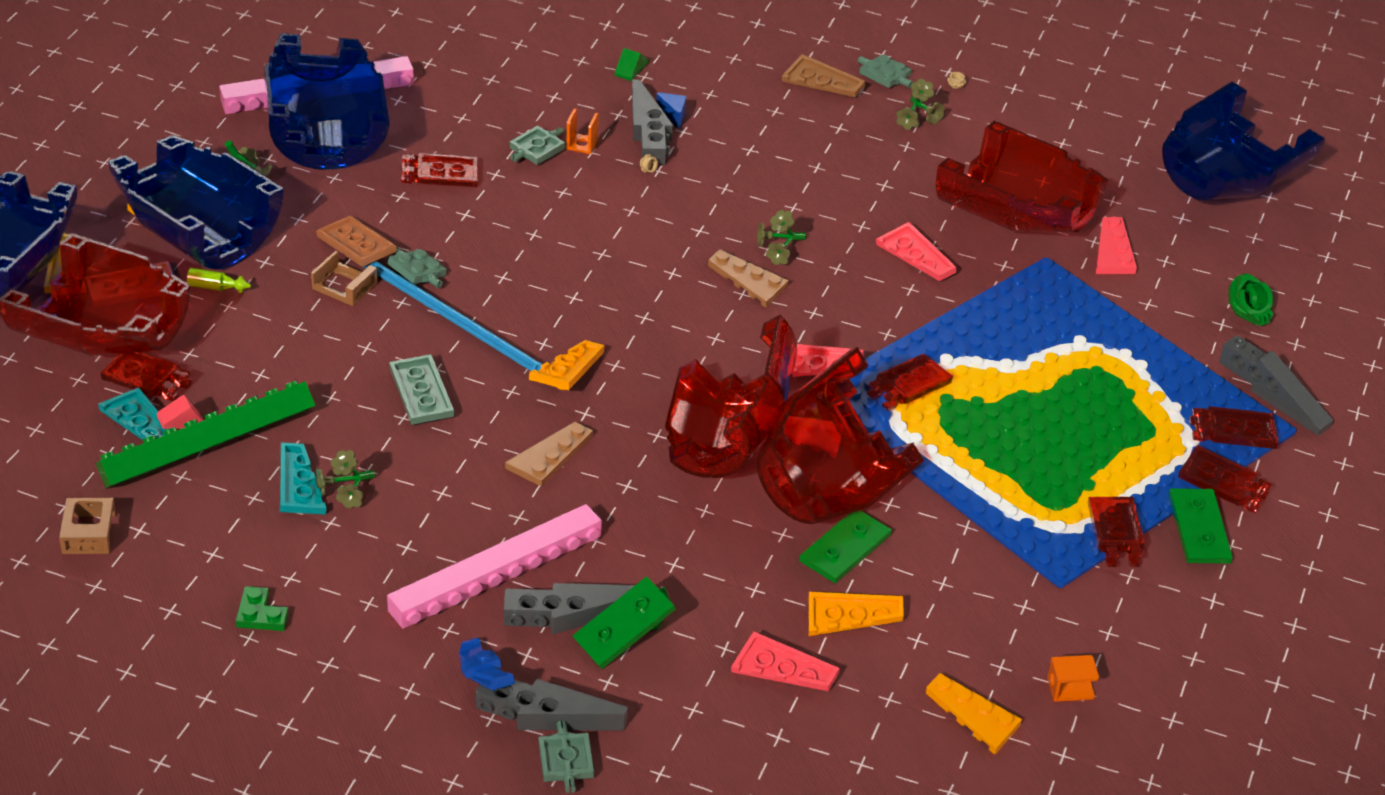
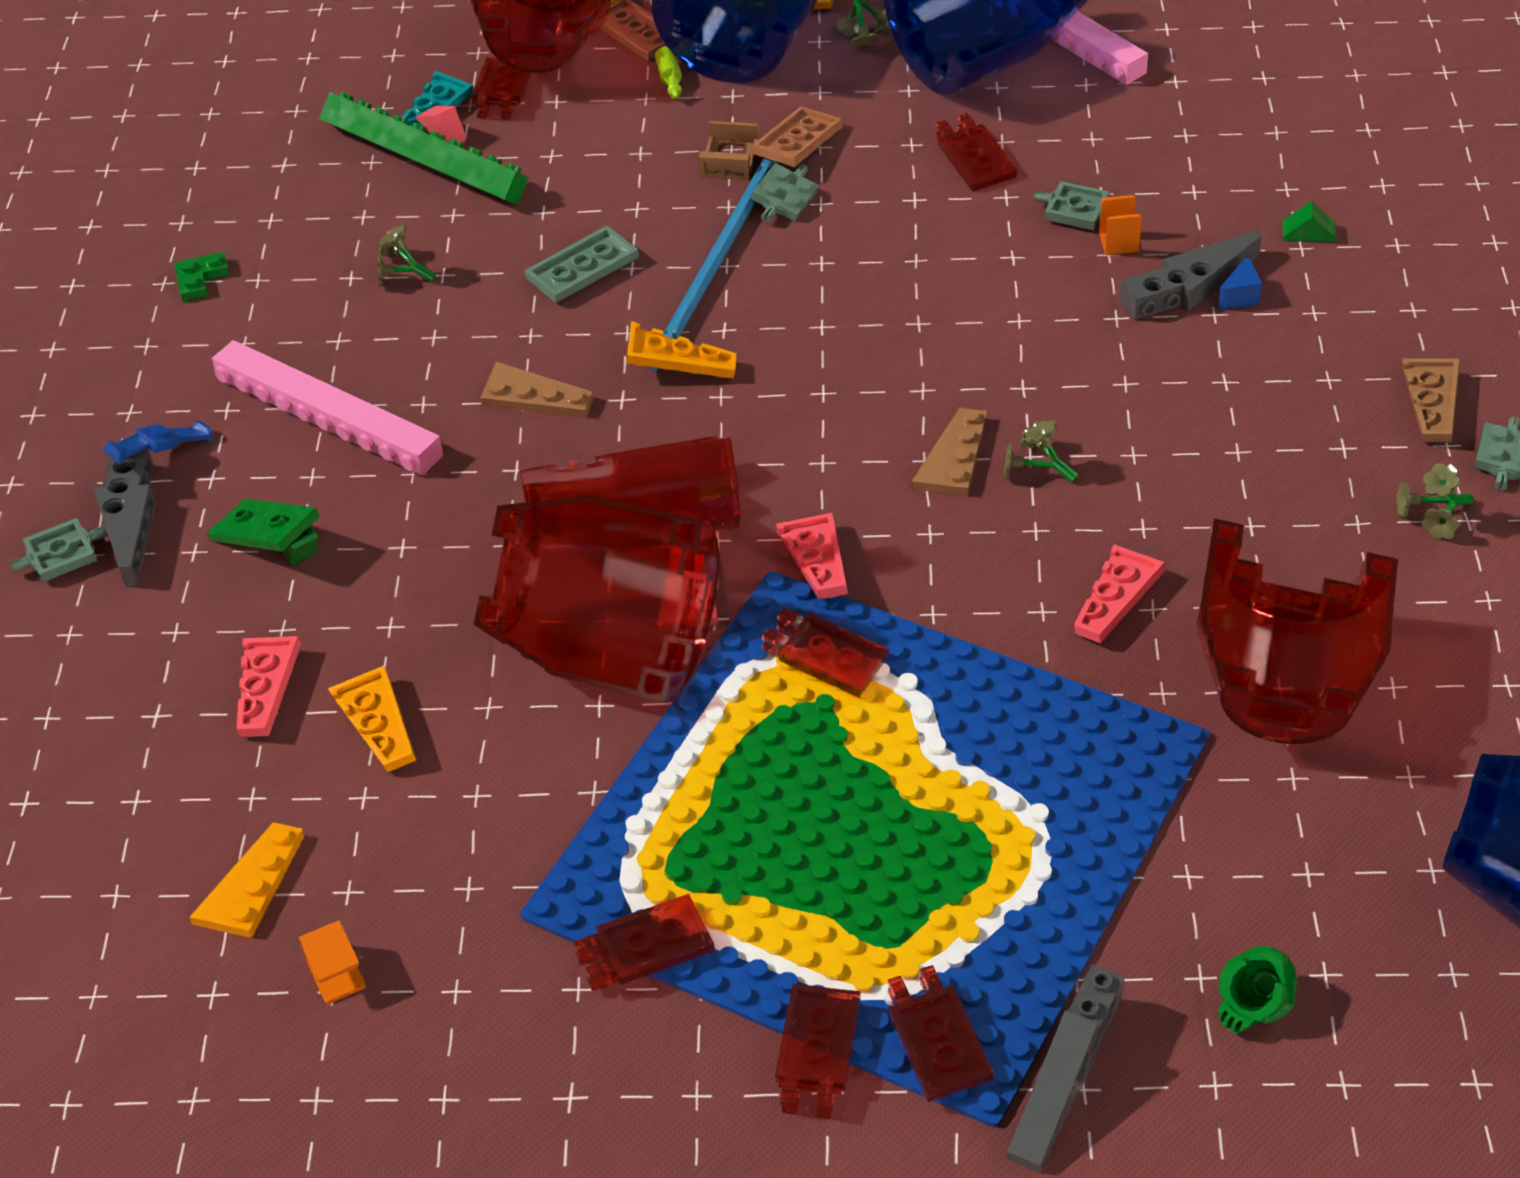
camera: 75 degrees right, 5 degrees up
(86, 537) = (246, 134): medium nougat window -> none
(298, 482) = (365, 237): teal wing -> none
(561, 608) = (281, 474): dark grey brick -> none
(648, 163) = (1110, 307): tan plate -> none
(845, 545) = (496, 682): green plate -> none
(1114, 248) = (1288, 803): coral wing -> none
(1200, 526) = (704, 1041): green plate -> none

